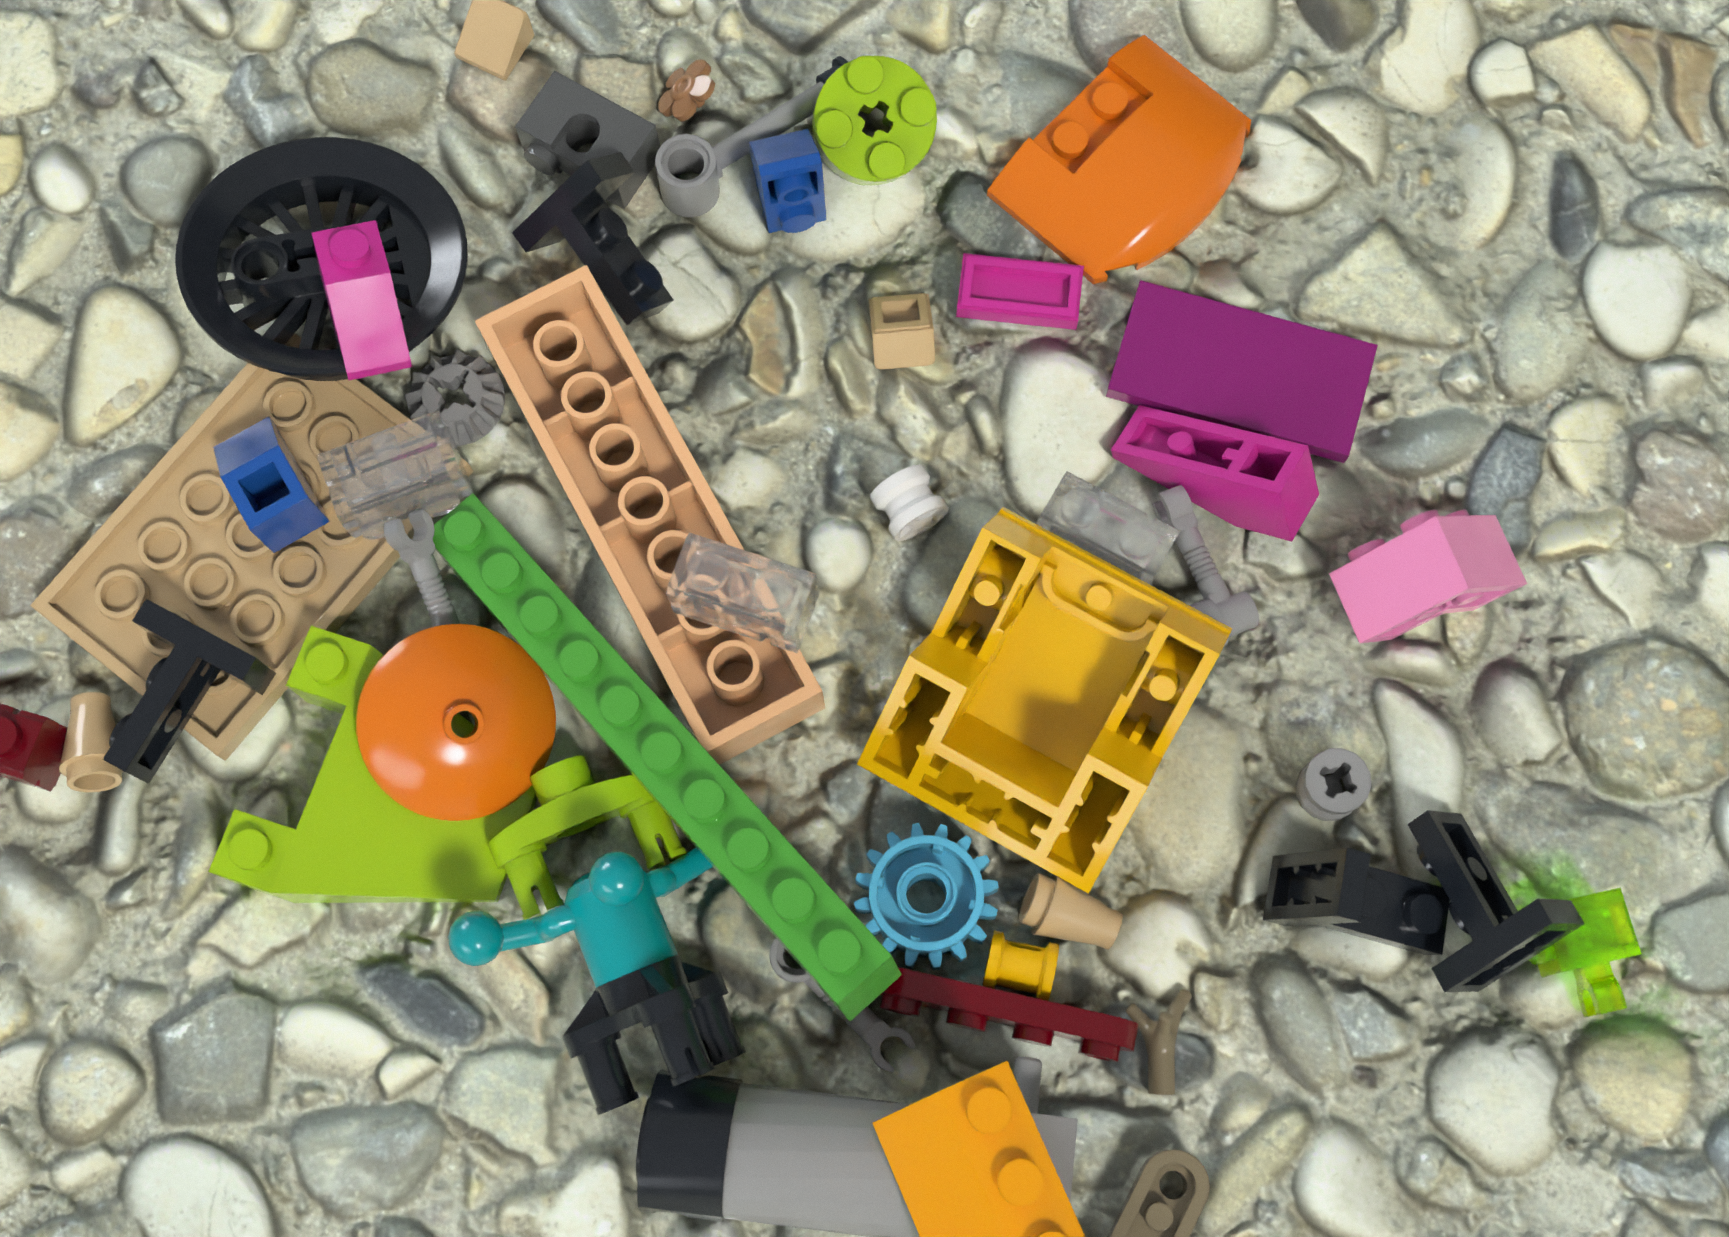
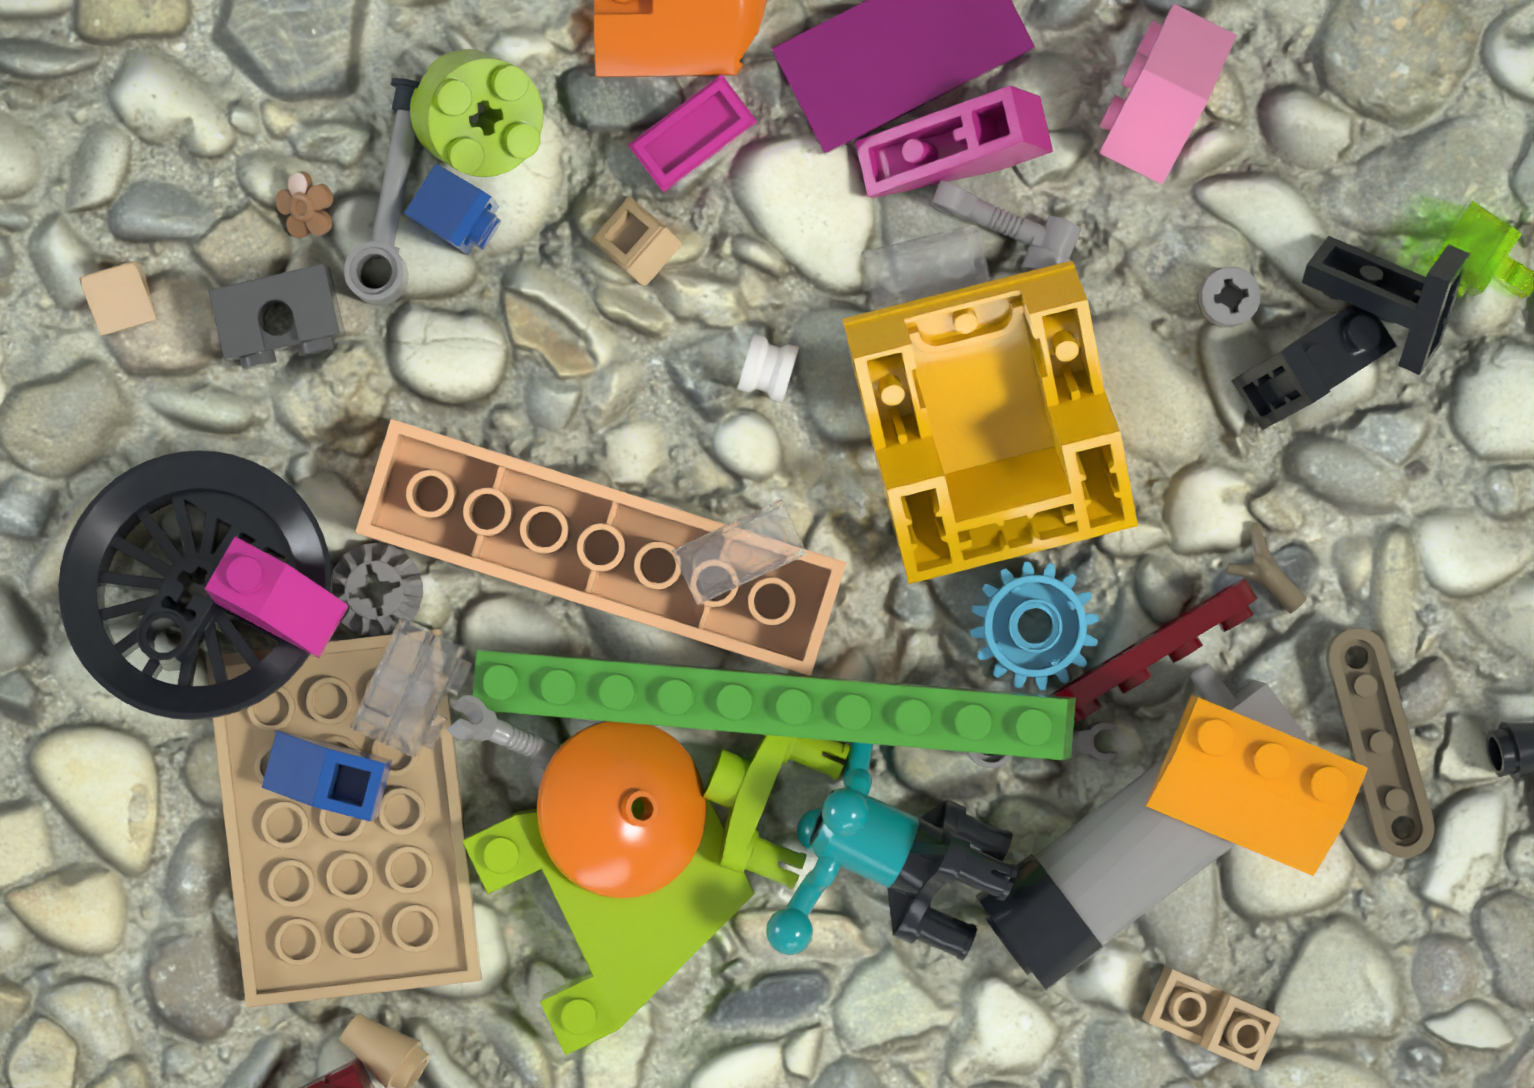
camera: 45 degrees left, 15 degrees up
(176, 689) = (413, 961): black bracket -> none
(599, 237) = (371, 386): black bracket -> none
(1021, 966) = (1136, 612): yellow bush -> none
(1067, 913) = (1133, 550): tan cone -> none

